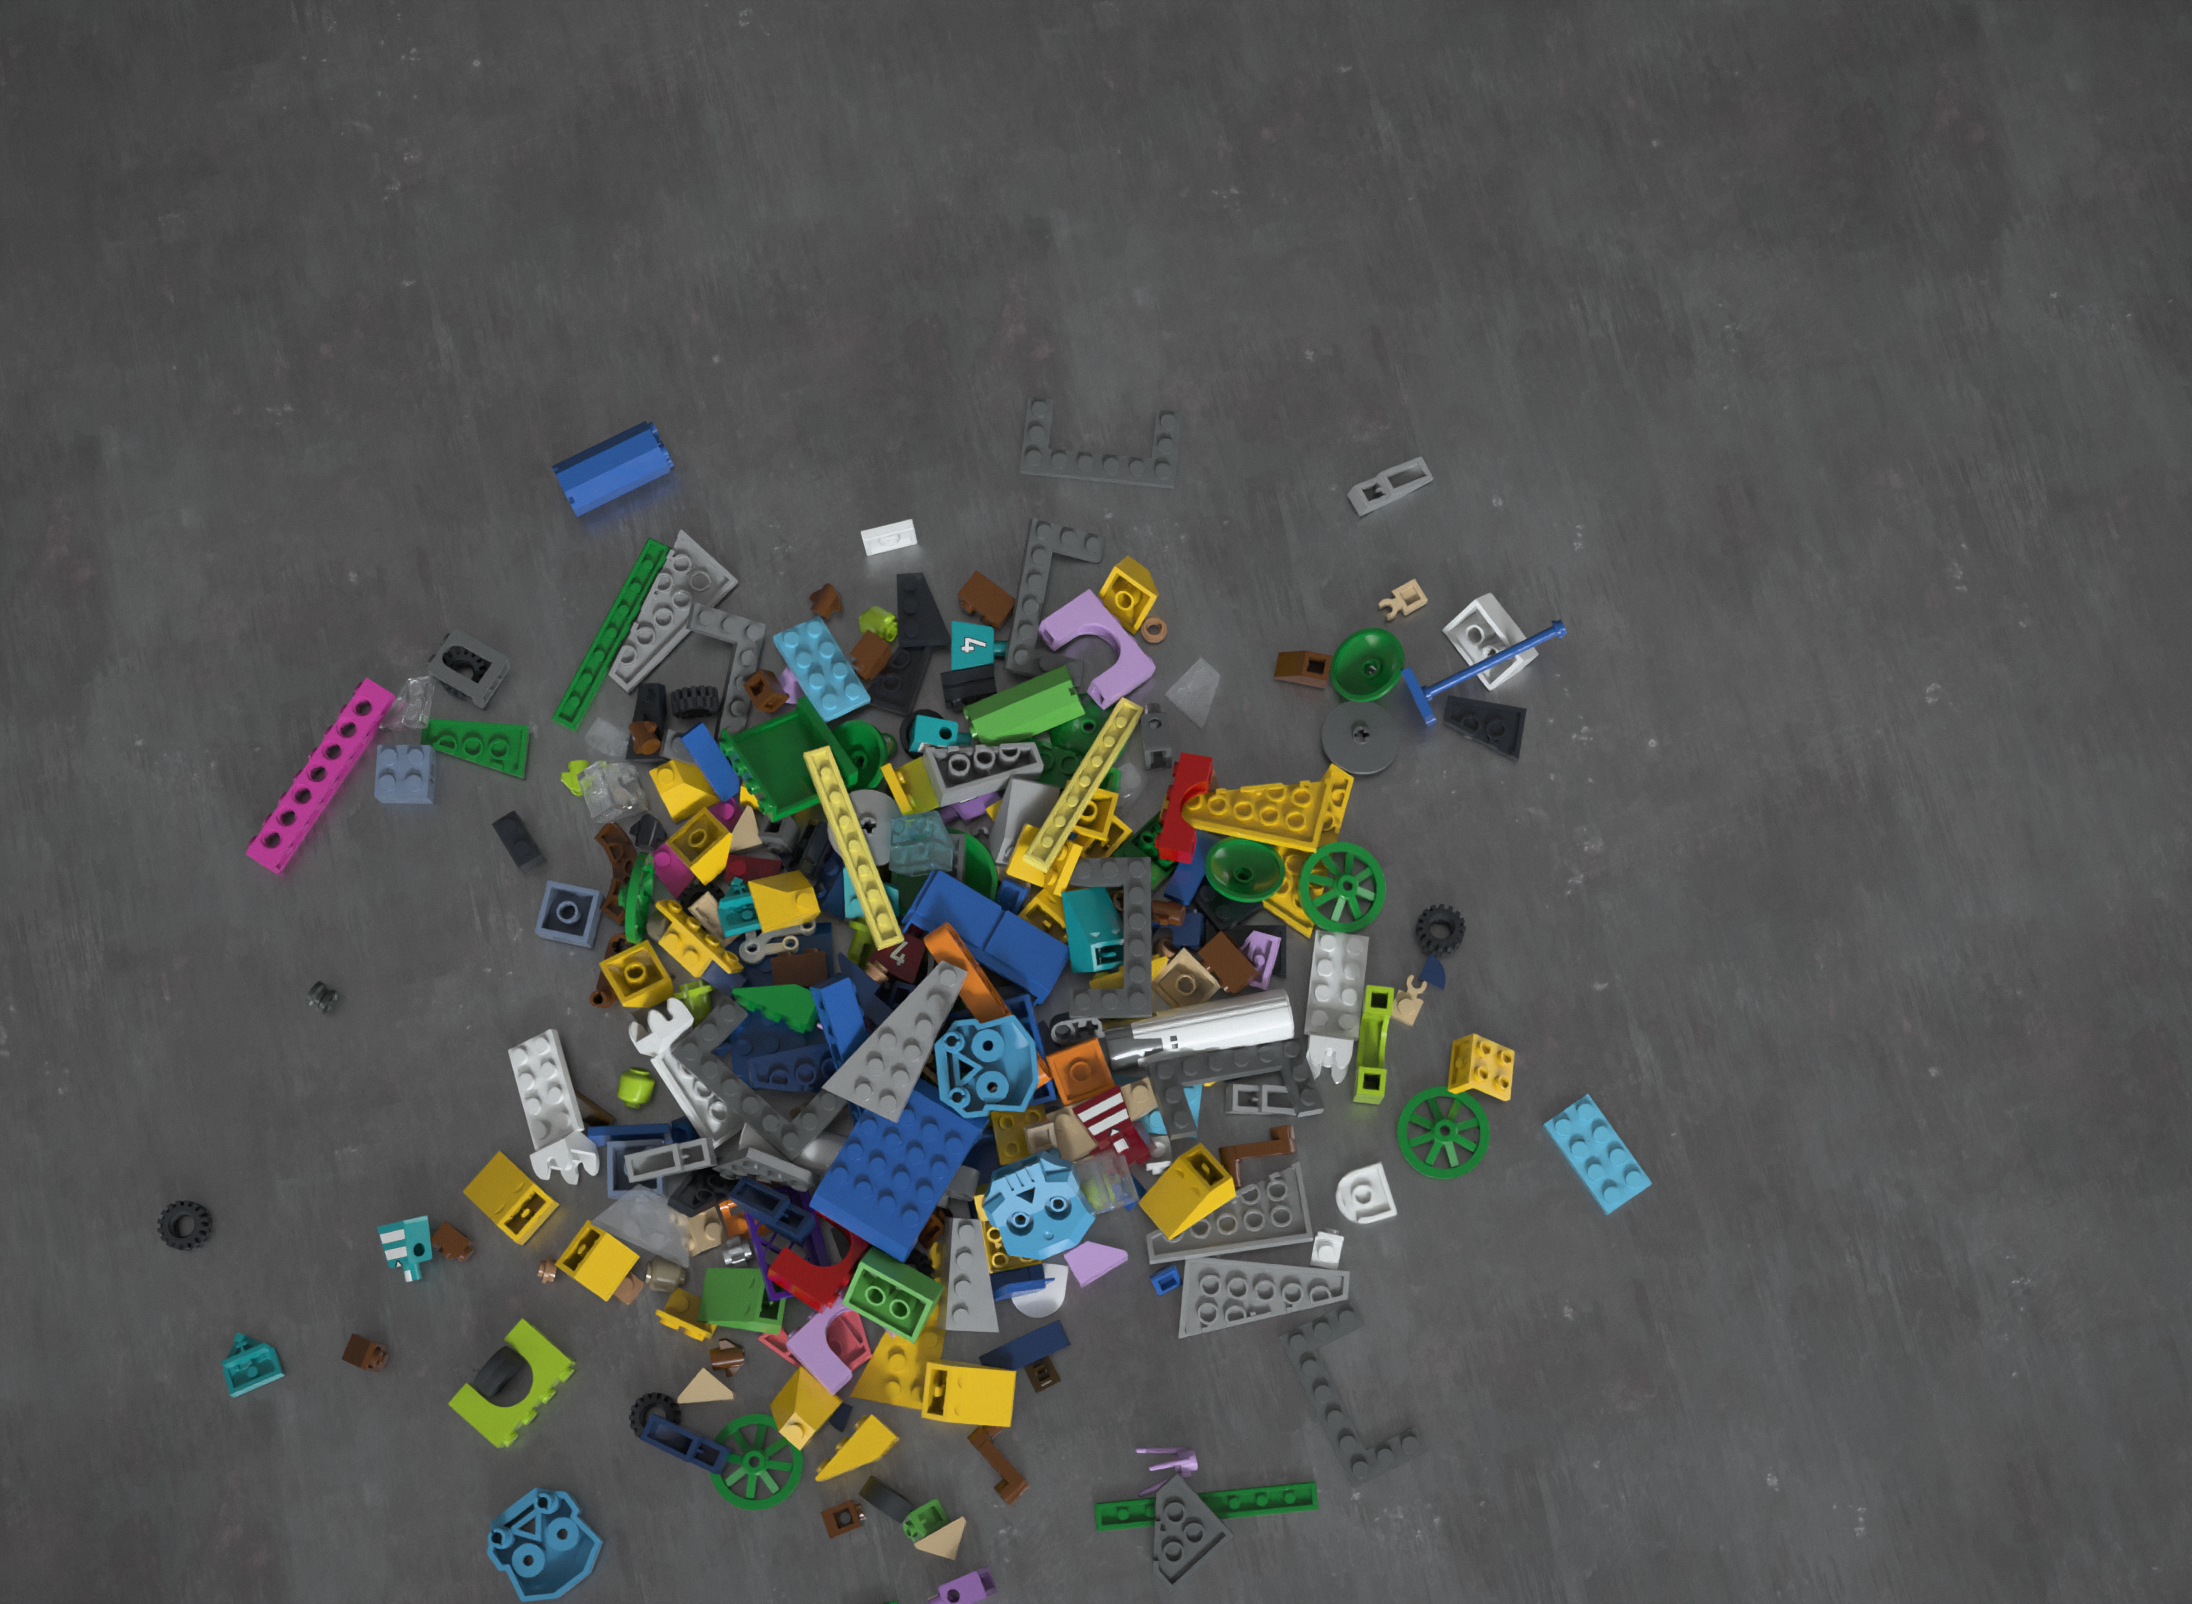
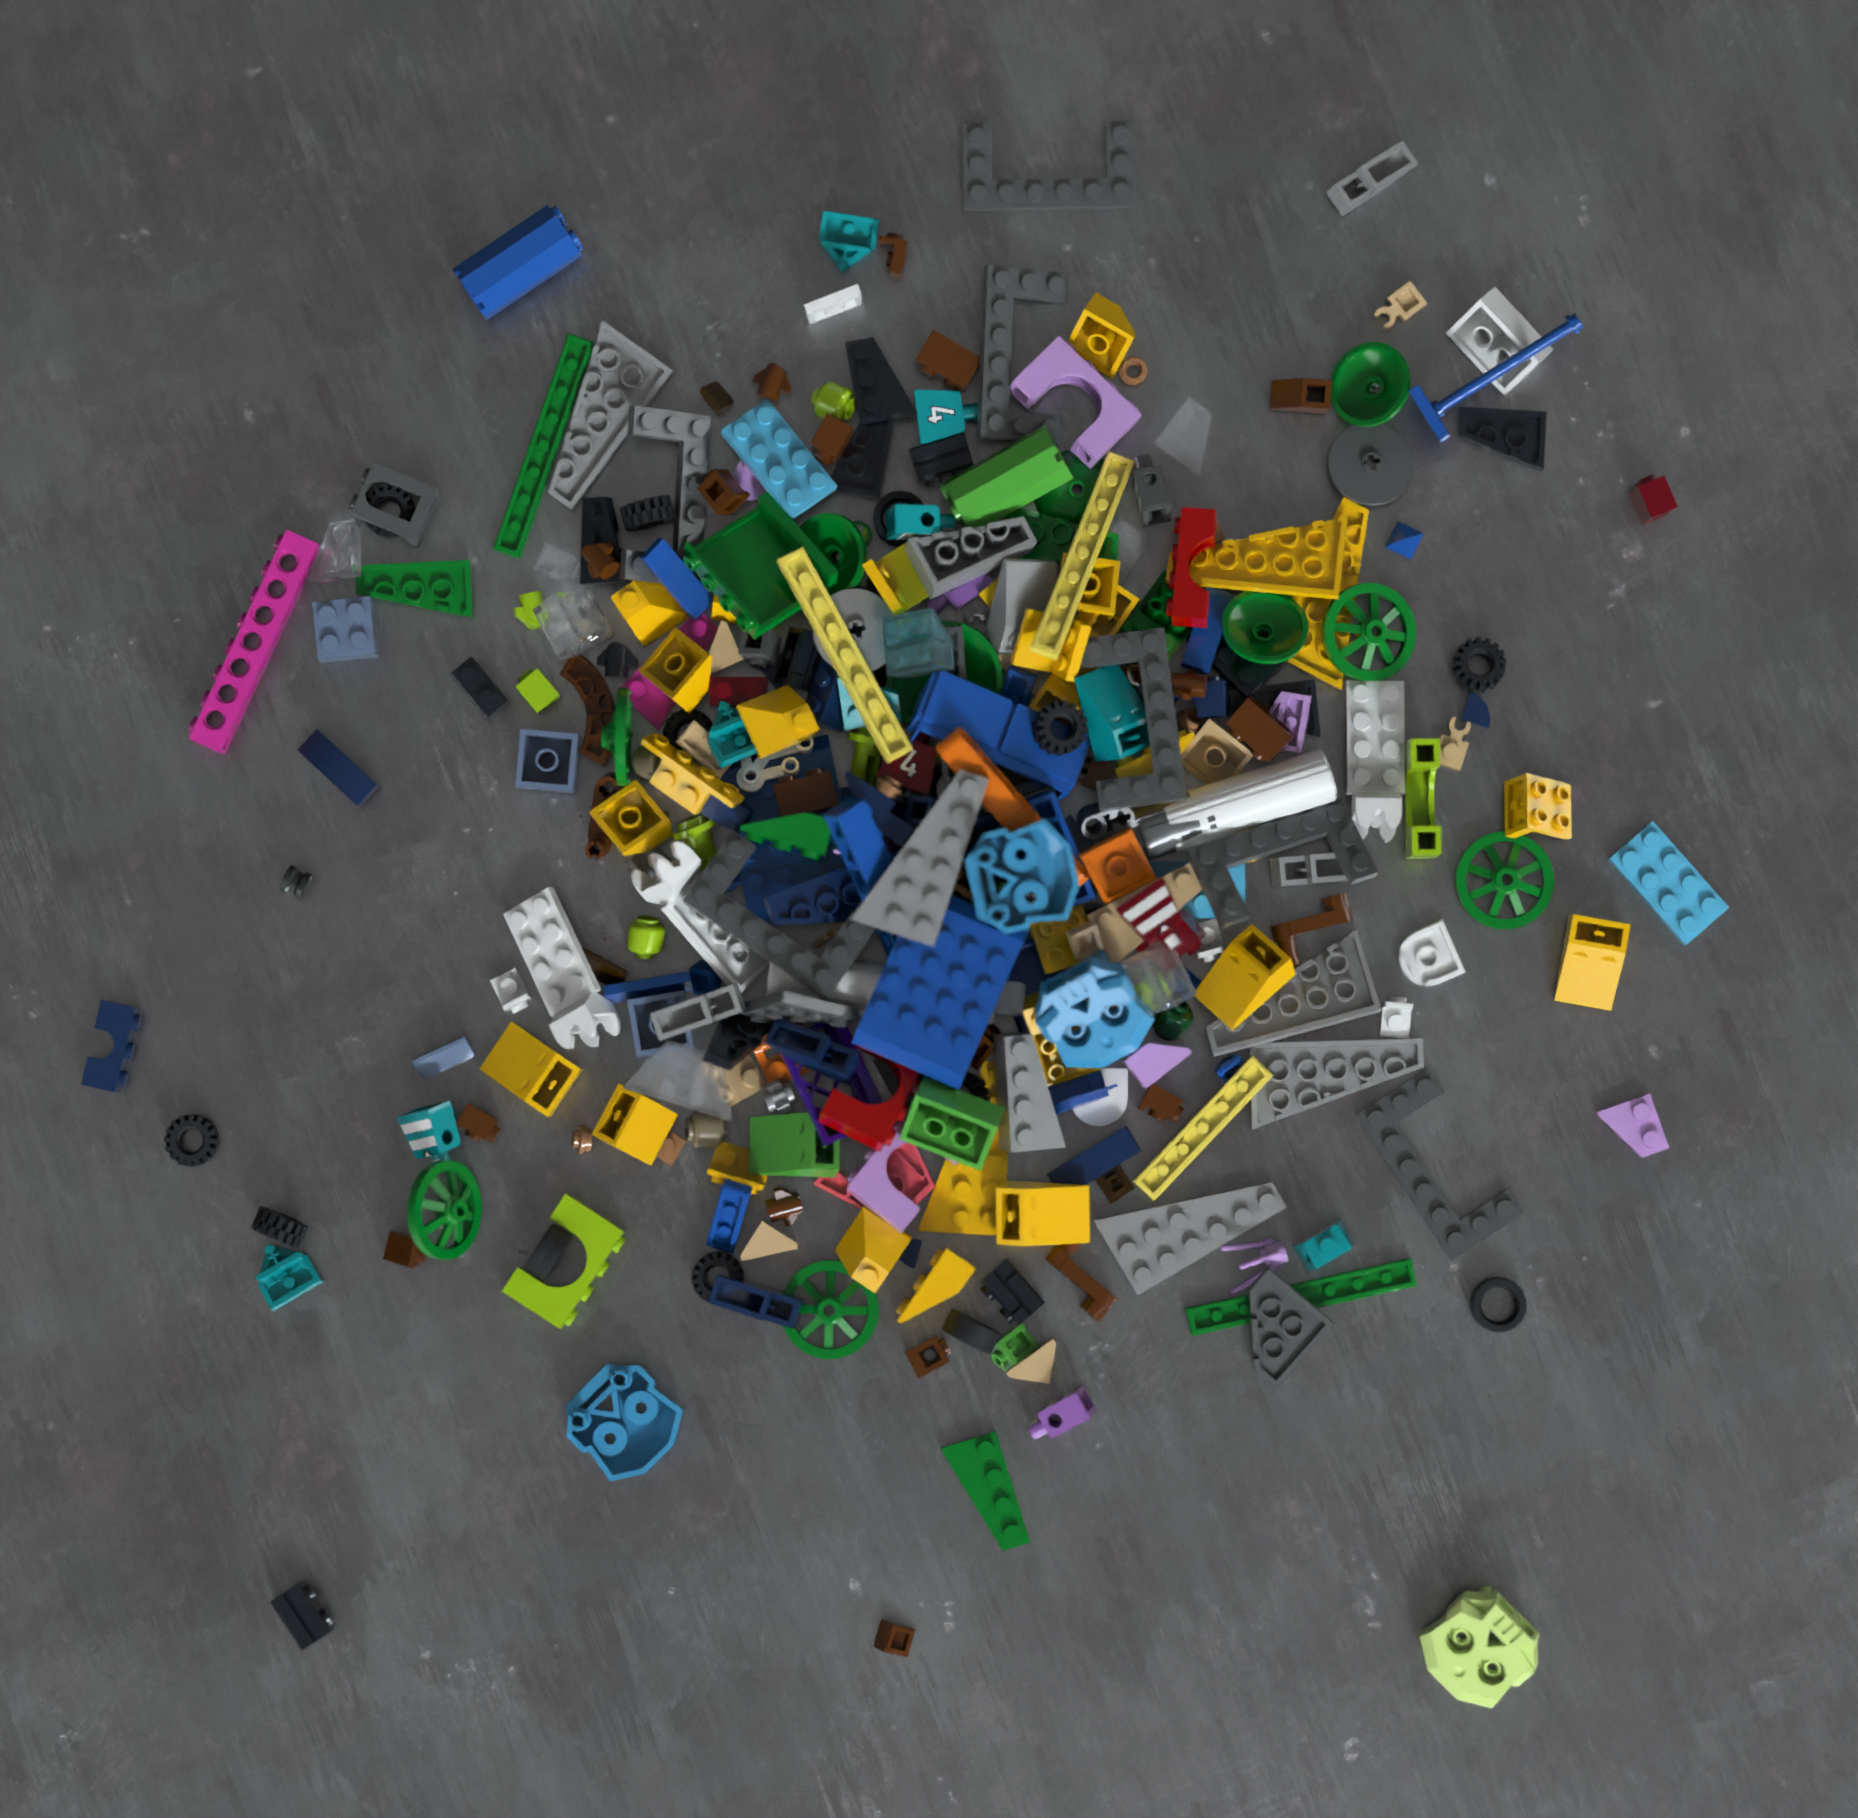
camera: 10 degrees left, 10 degrees up
(122, 1150) = (110, 1071): none -> dark blue arch
(250, 1316) = (279, 1227): none -> black tyre
(379, 899) = (338, 768): none -> dark blue slope
(408, 1319) = (449, 1210): none -> green wheel
(431, 1176) = (443, 1057): none -> sand blue slope
(504, 1122) = (511, 991): none -> white bracket
(571, 850) = (537, 690): none -> lime brick
(672, 1358) = (729, 1216): none -> blue tile
(773, 609) = (716, 397): none -> dark brown slope
(912, 483) = (848, 237): none -> teal slope
(931, 1466) = (1012, 1292): none -> black brick
(952, 507) = (896, 259): none -> reddish brown bracket
(1038, 952) = (1048, 740): none -> black tyre
(1072, 981) = (1095, 772): none -> reddish brown brick
(1090, 1432) = (1172, 1236): none -> light grey wing
(1095, 1303) = (1161, 1104): none -> reddish brown brick
(1115, 1225) = (1173, 1022): none -> dark green head
(1132, 1331) = (1203, 1128): none -> light yellow tile
(1233, 1458) = (1324, 1245): none -> teal torso
(1383, 810) = (1404, 540): none -> blue slope
(1415, 1541) = (1520, 1304): none -> black tyre
(1516, 1218) = (1591, 961): none -> yellow slope
(1545, 1380) = (1637, 1125): none -> lavender wing
(1616, 797) = (1652, 498): none -> dark red brick

